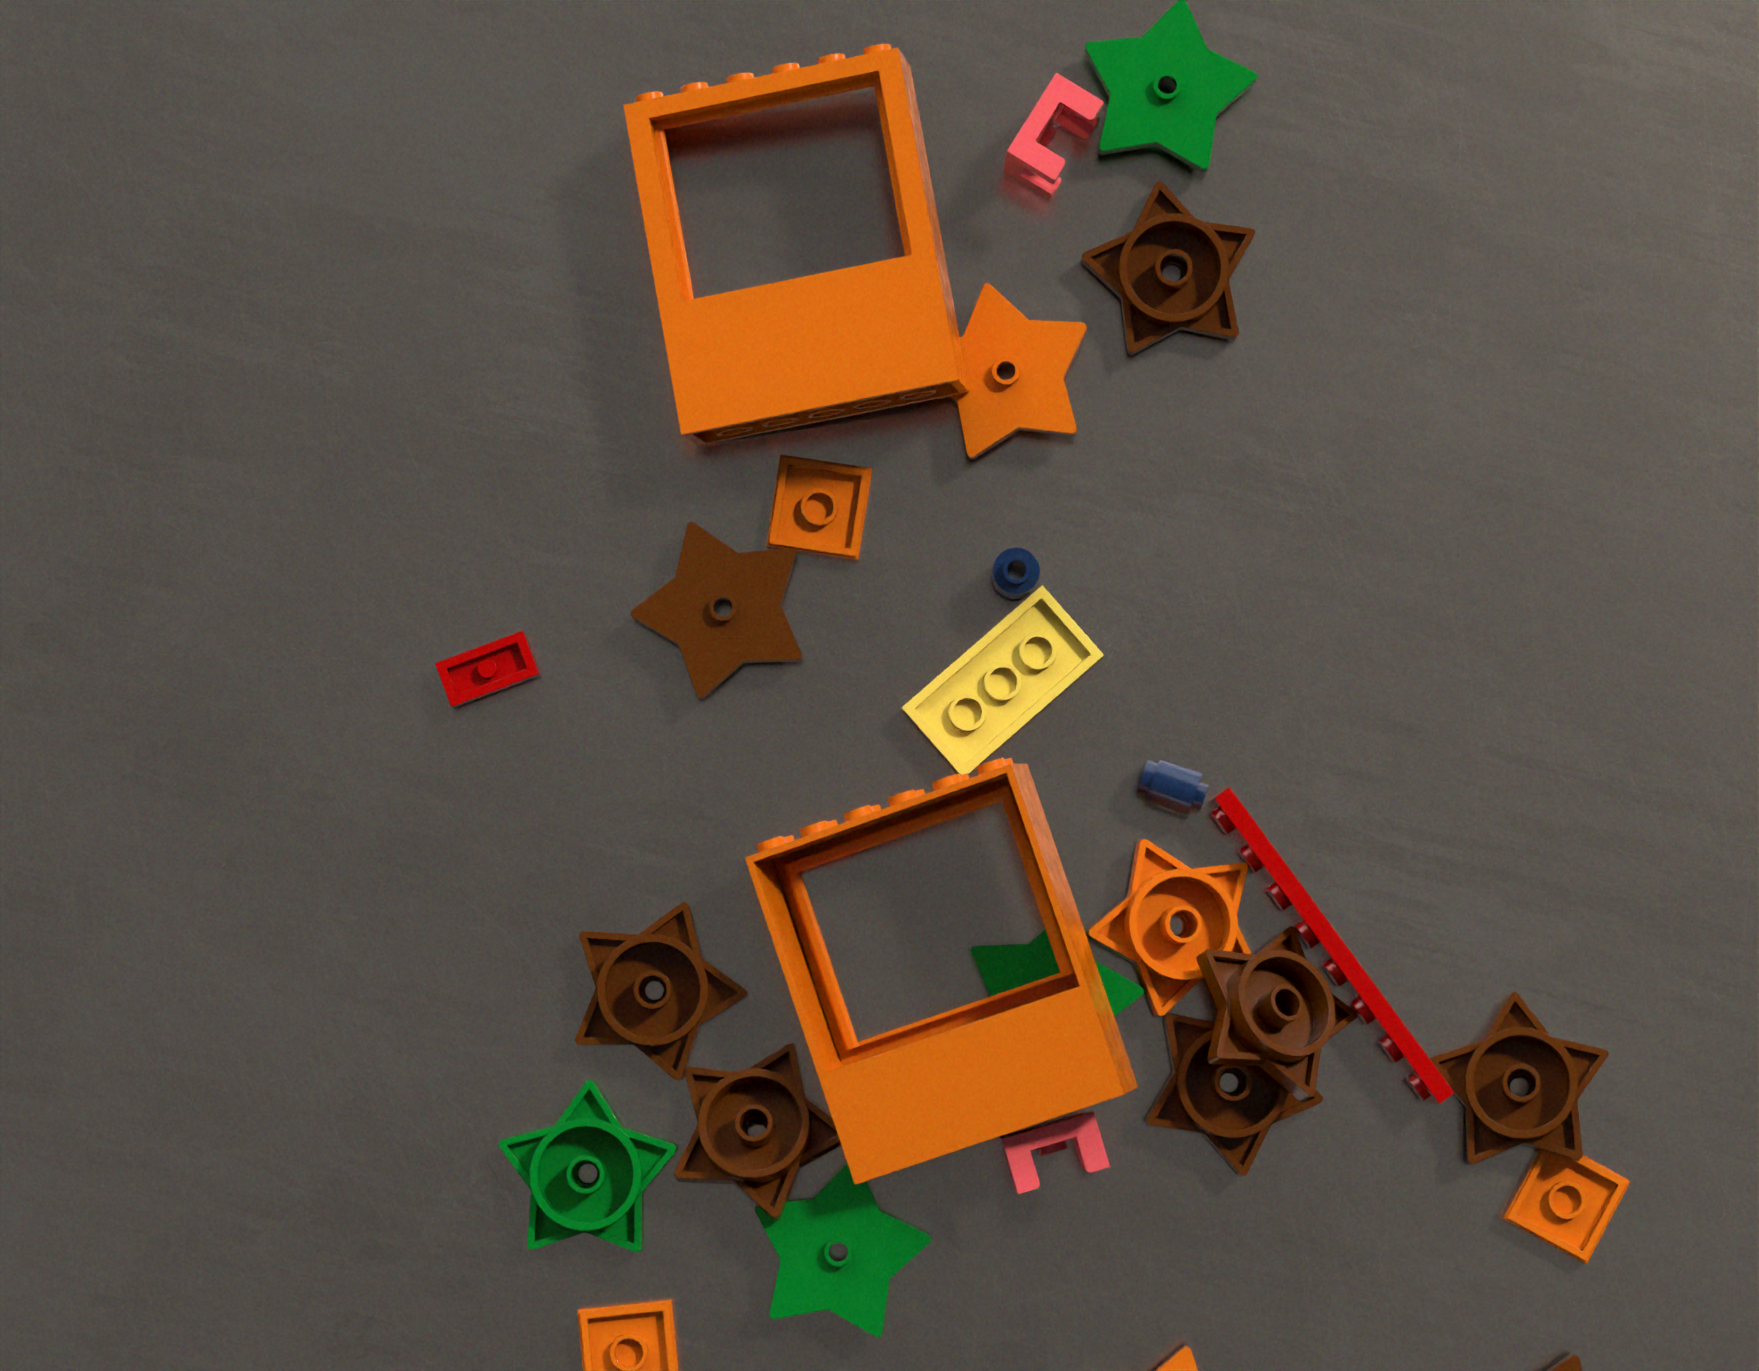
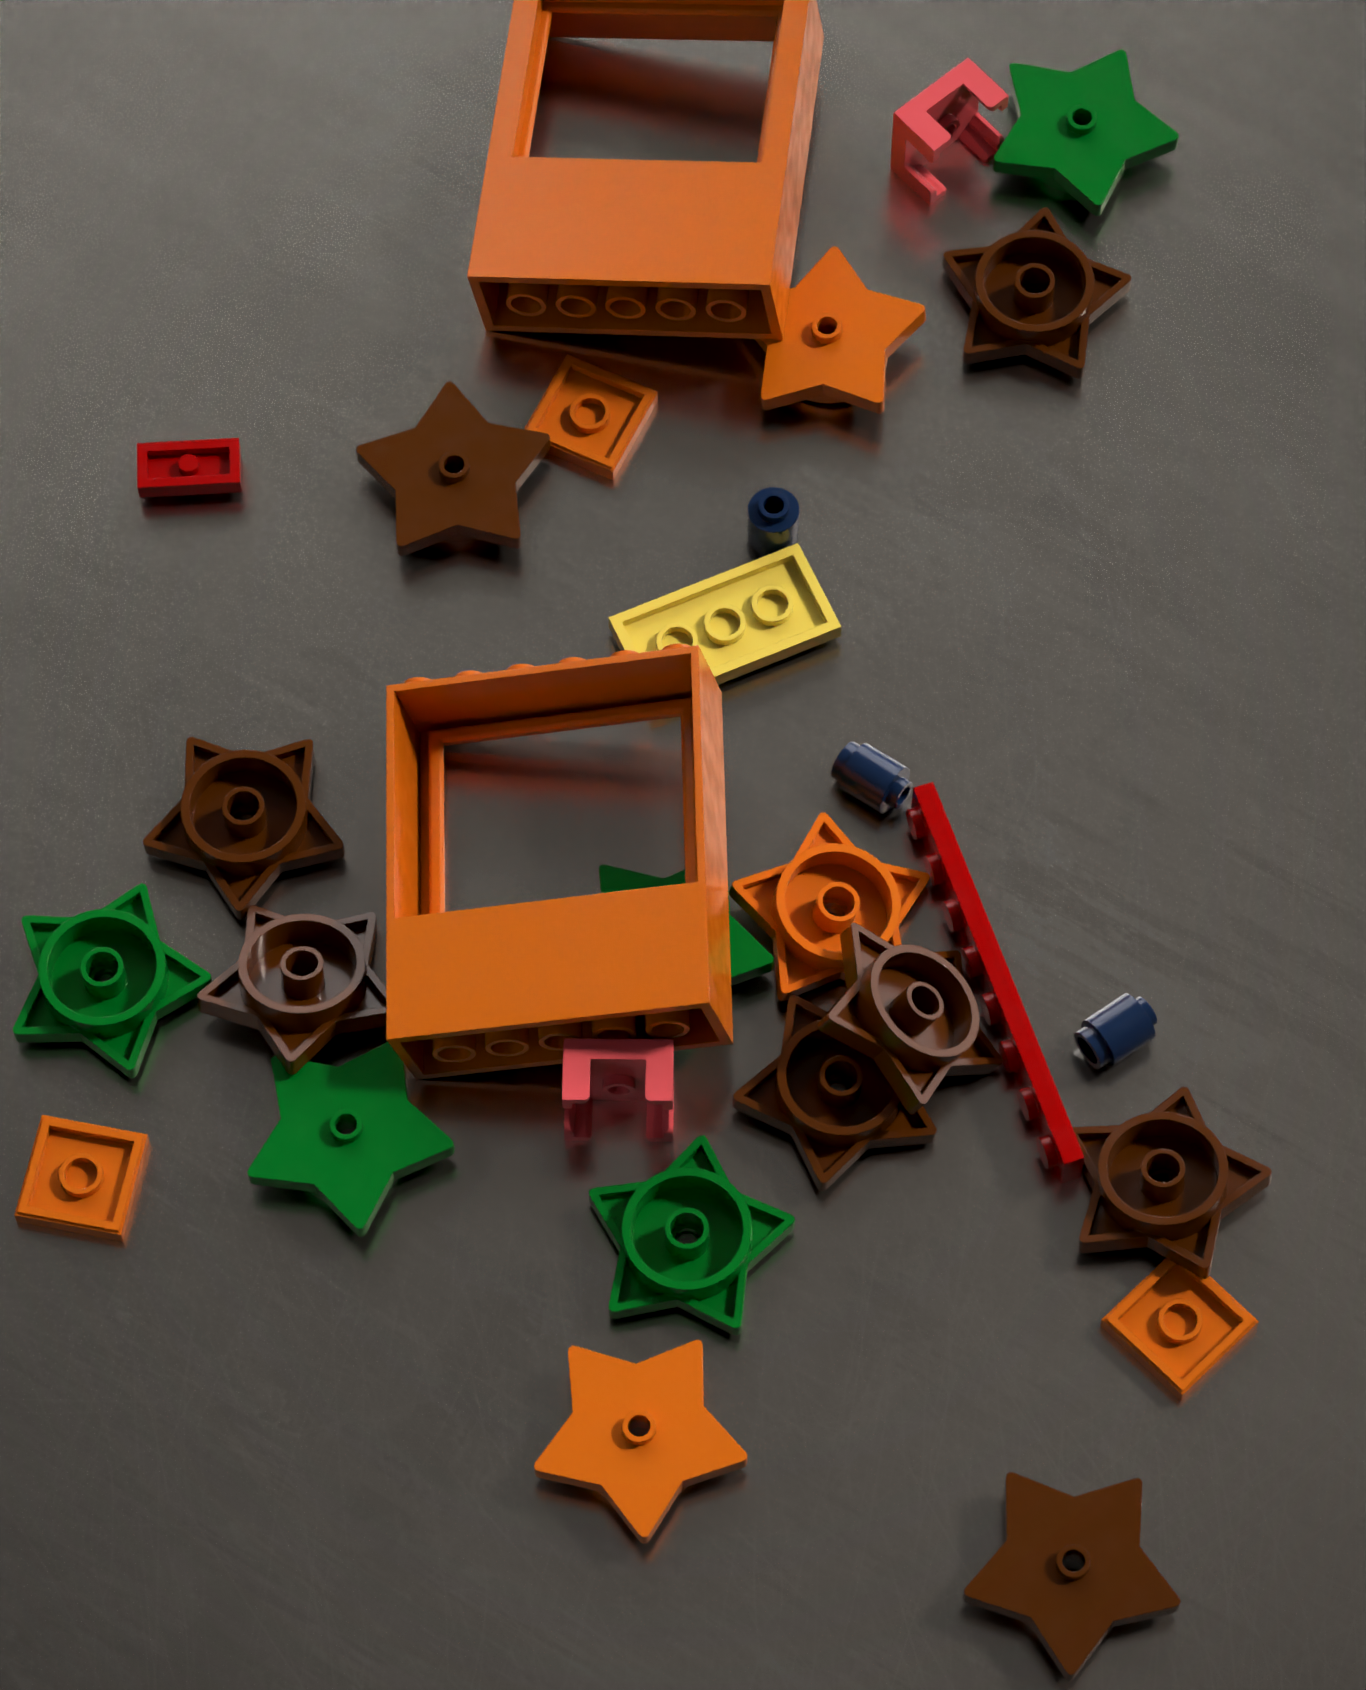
camera: 20 degrees right, 20 degrees down
(1175, 1279) = (692, 1202): none -> green plate
(1444, 960) = (1116, 1030): none -> dark blue brick

